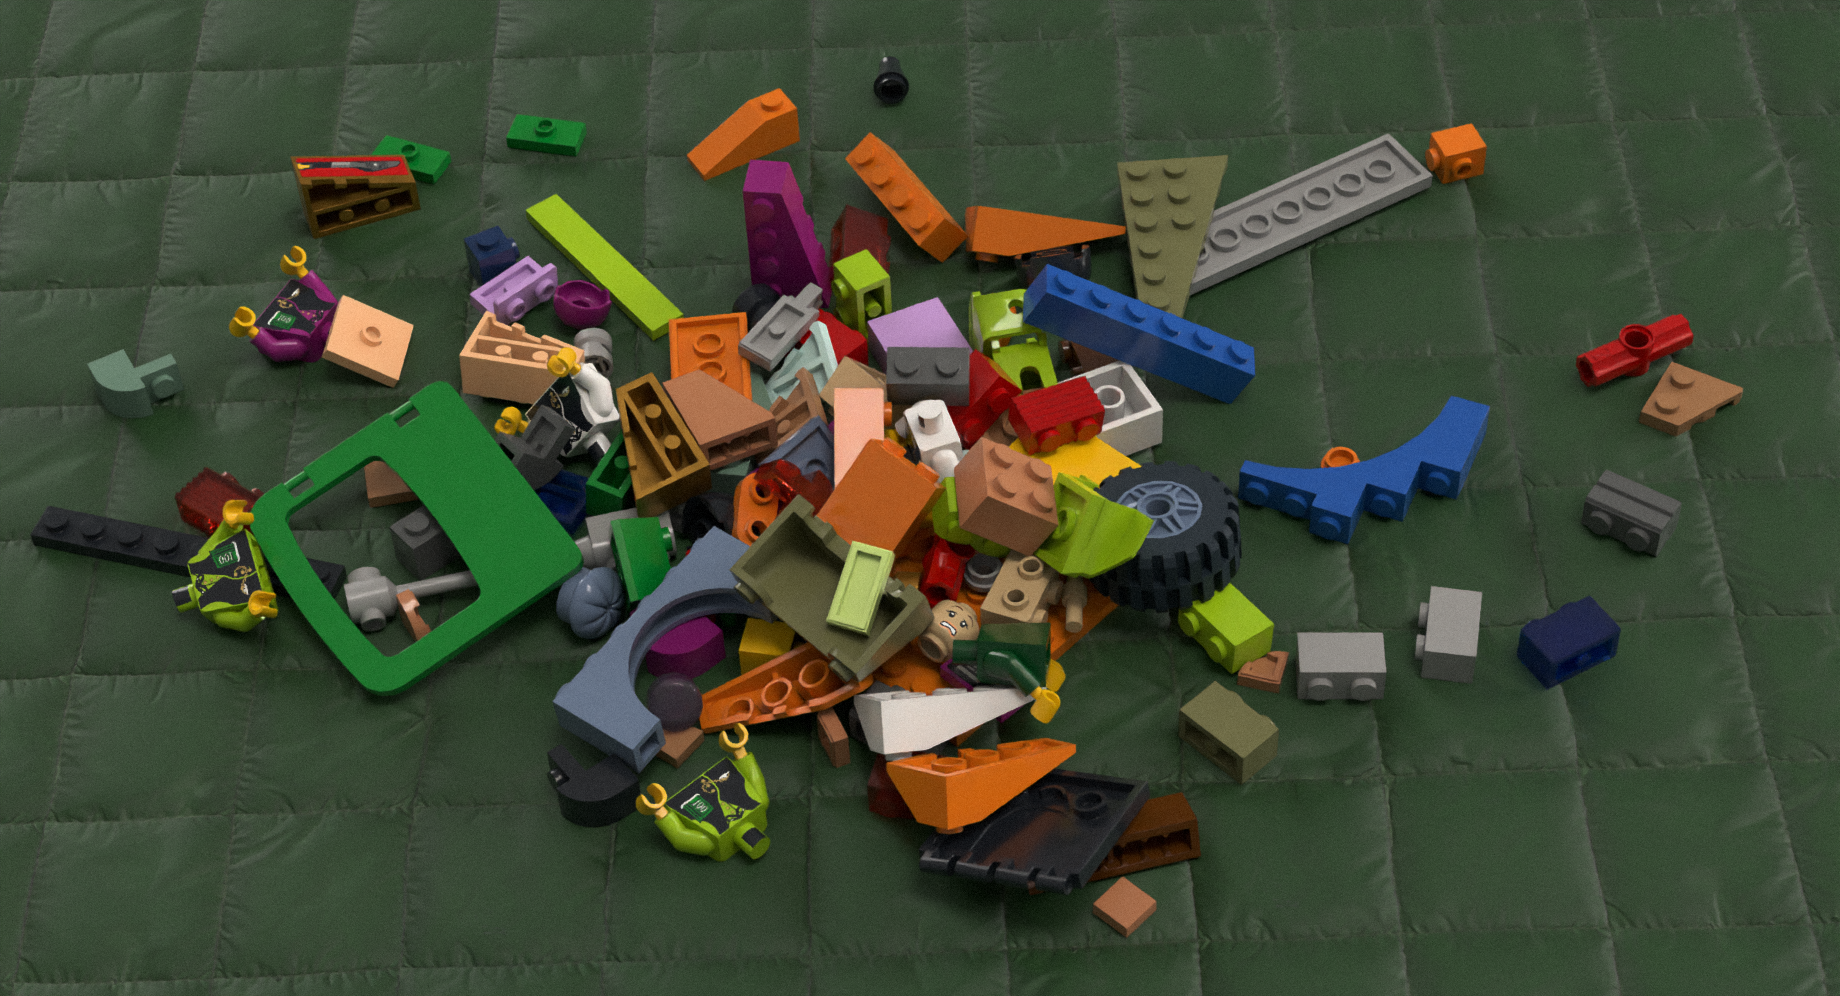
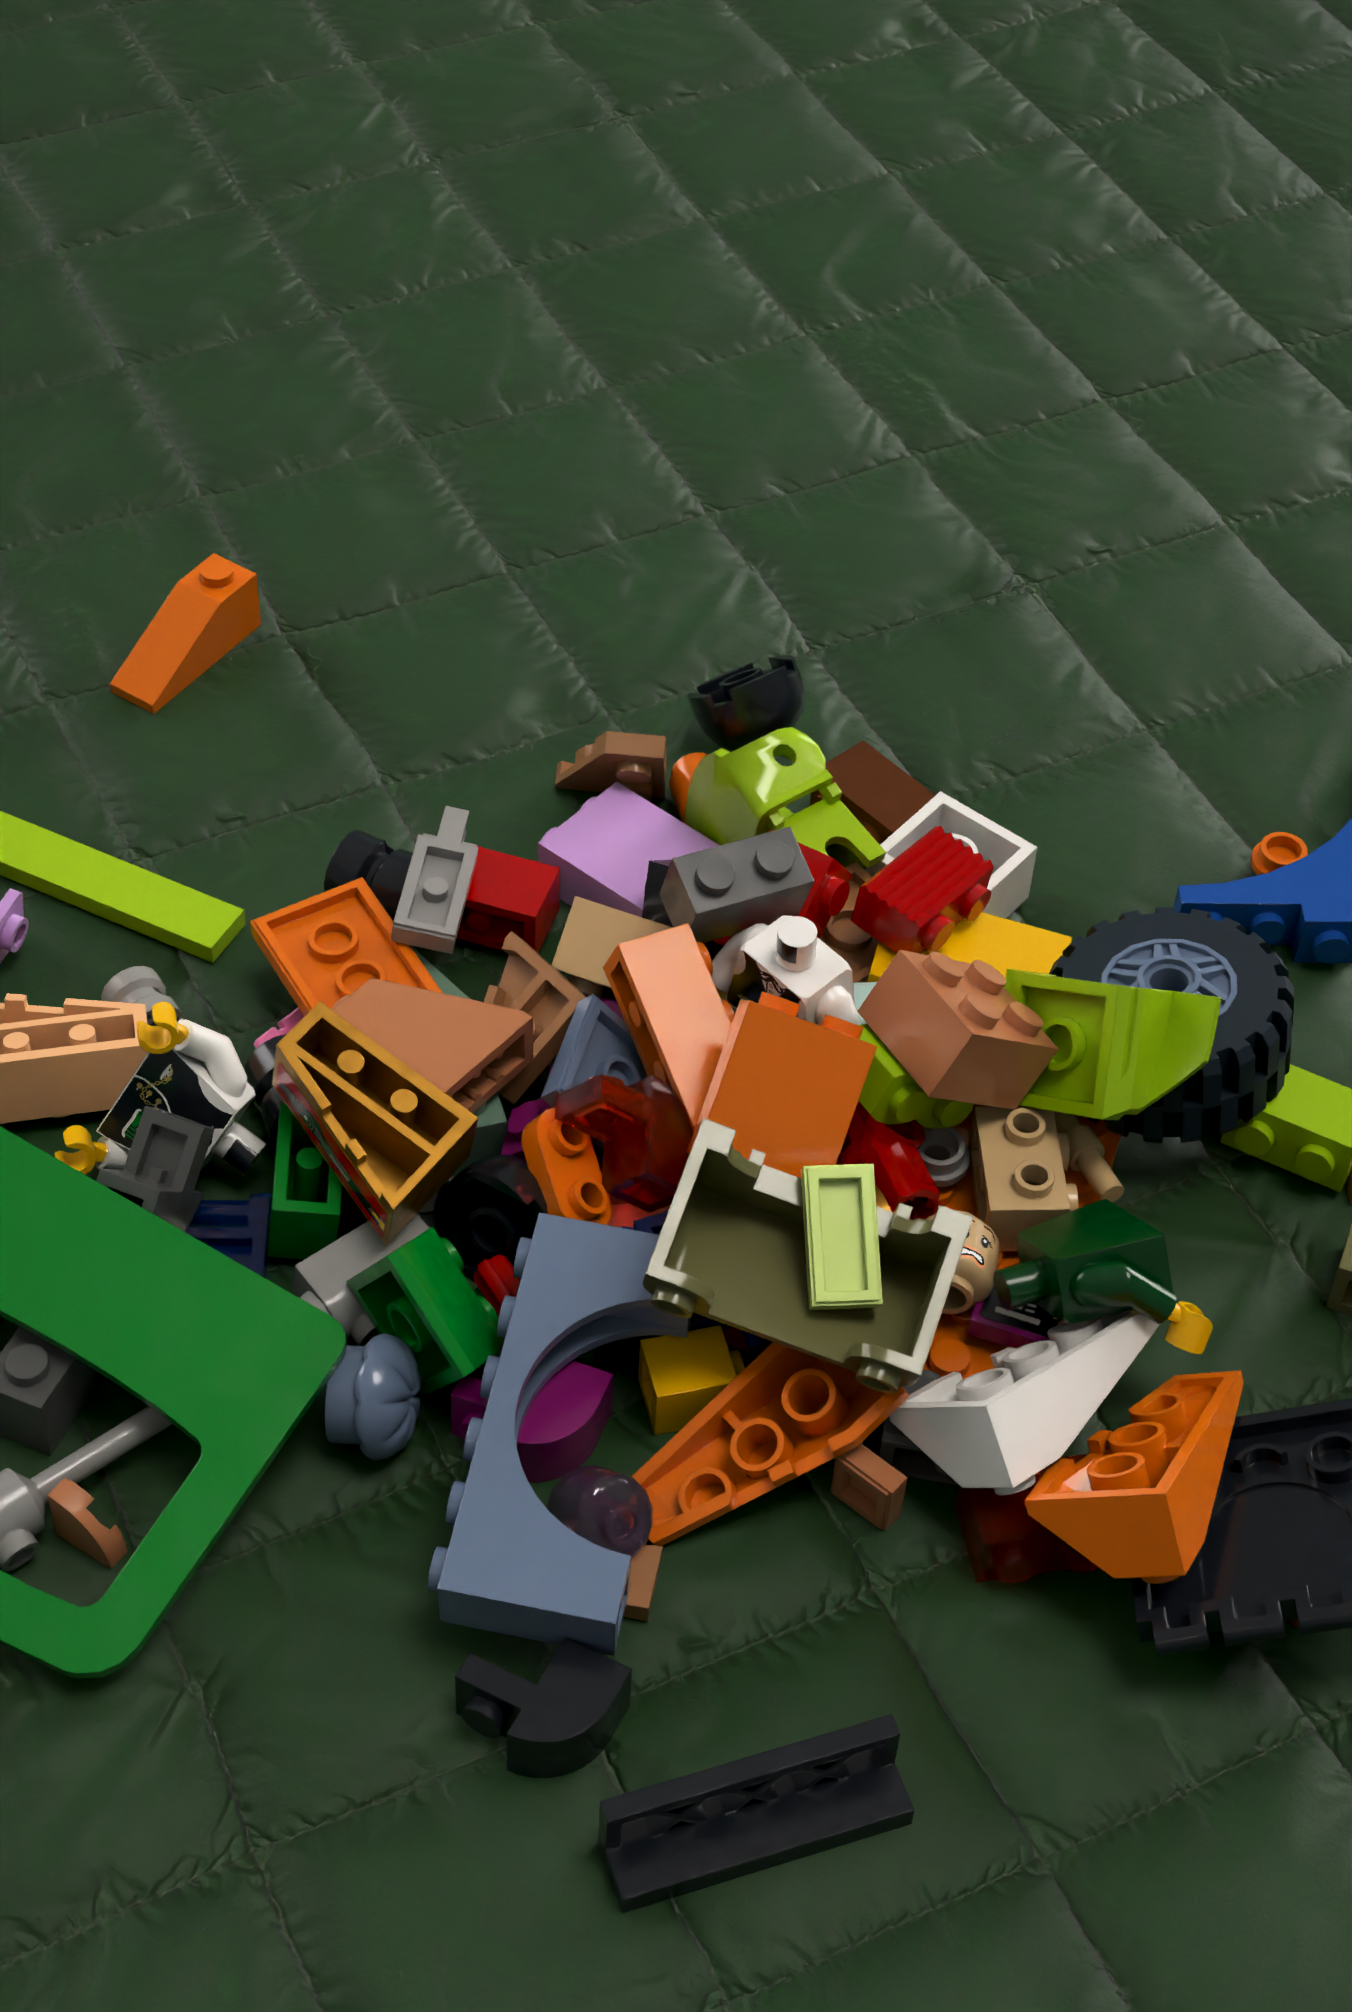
camera: 30 degrees left, 0 degrees up
(581, 304) = (82, 939): magenta hair -> none
(668, 879) = (753, 1813): none -> black fence
(718, 809) = (772, 1663): torso -> none
(781, 233) = (357, 750): magenta wedge -> none
(814, 355) = (497, 911): light aqua wing -> none
(859, 231) = (455, 748): clear red brick -> none
(860, 291) = (510, 799): lime brick -> none
(890, 82) = (351, 512): black cone -> none
(906, 197) = (479, 657): orange brick -> none
(947, 285) = (628, 758): none -> medium nougat wing
(1010, 232) = (656, 668): orange wedge -> none
(1138, 334) = (950, 749): blue brick -> none
(1167, 223) = (858, 603): olive wing -> none
(1307, 207) = (983, 559): light grey plate -> none
(1456, 153) = (1144, 426): orange brick -> none

